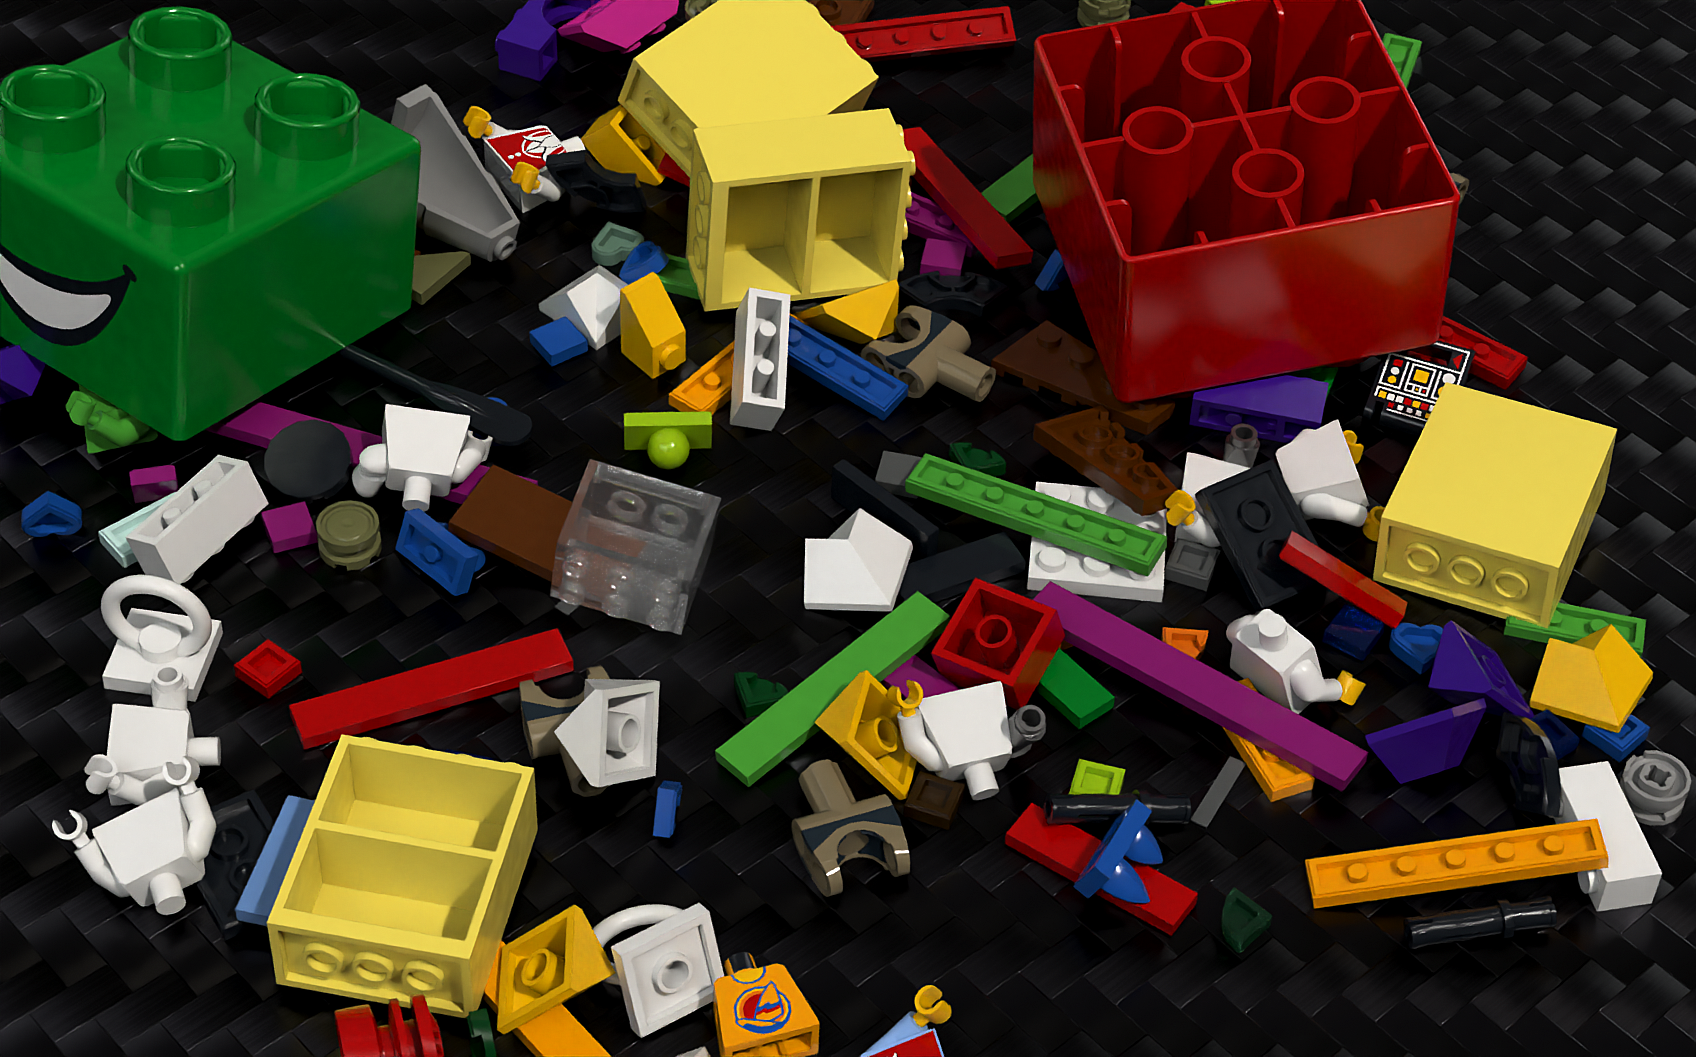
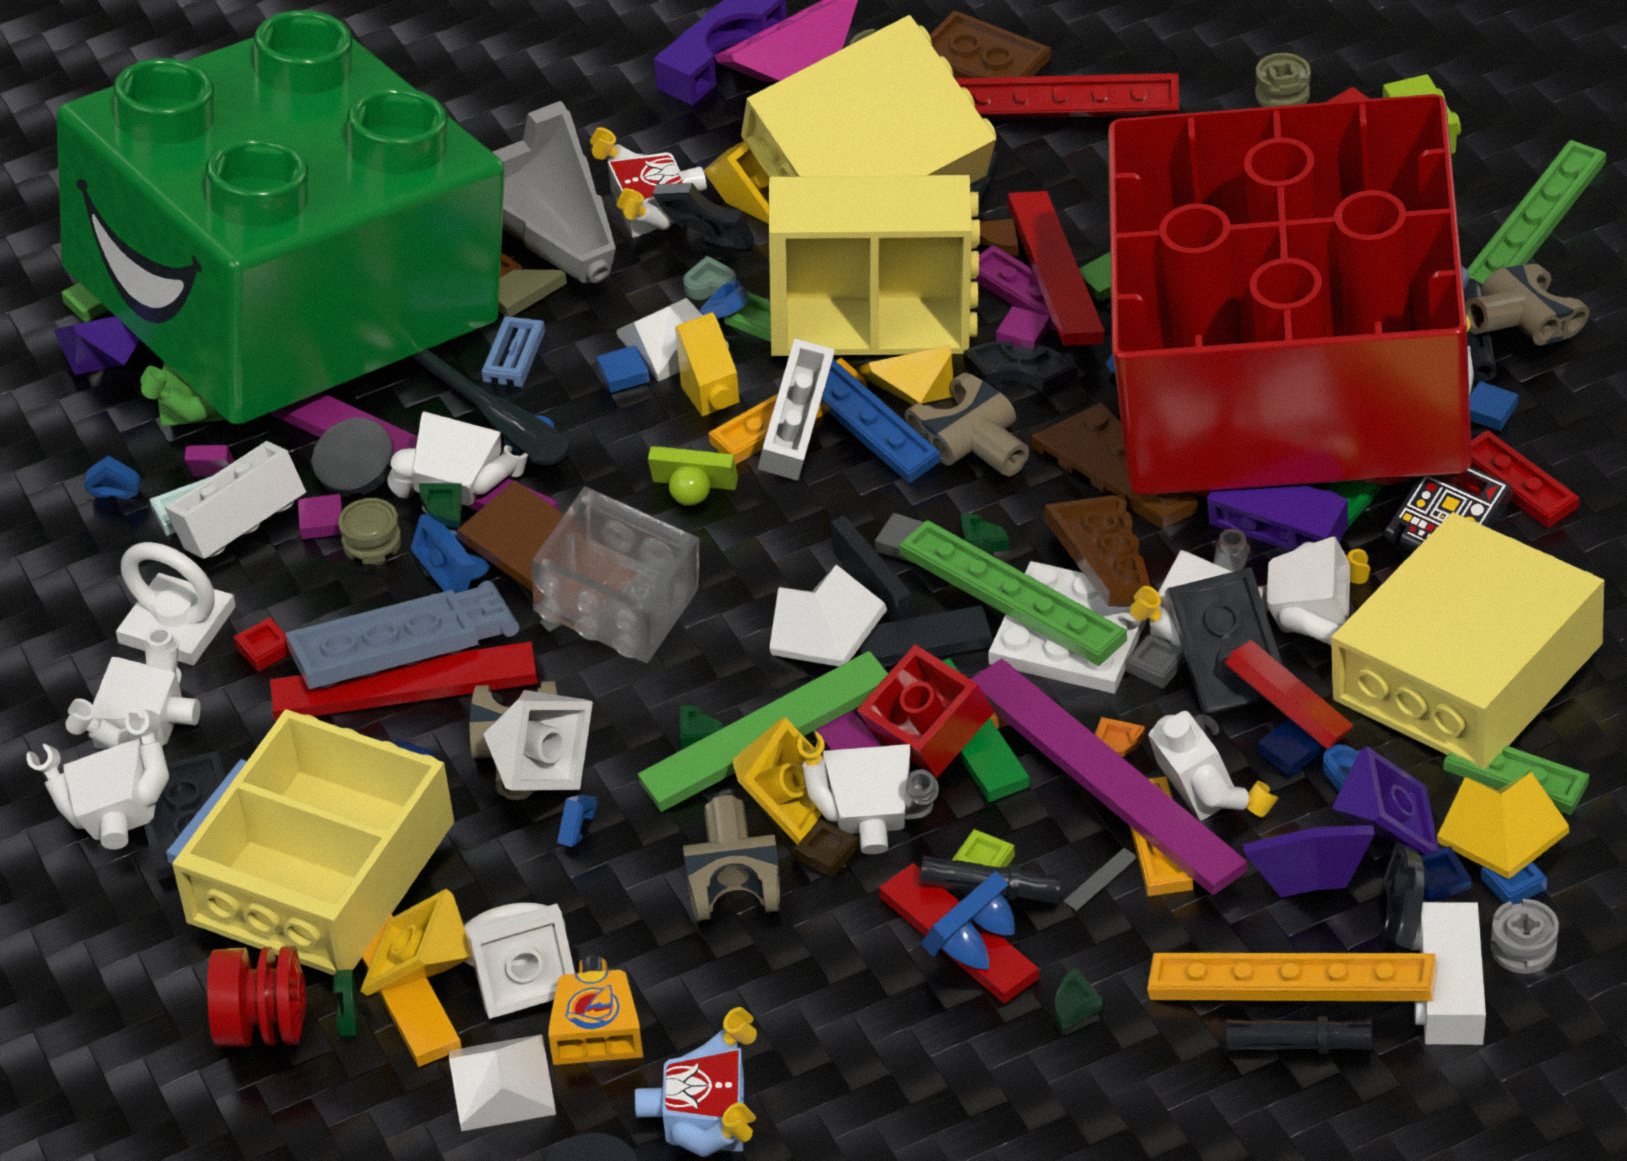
camera: 20 degrees right, 0 degrees up
(416, 639) = (399, 634): none -> sand blue hinge
(427, 495) = (443, 502): none -> dark green tile
(439, 358) = (527, 356): none -> medium blue tile

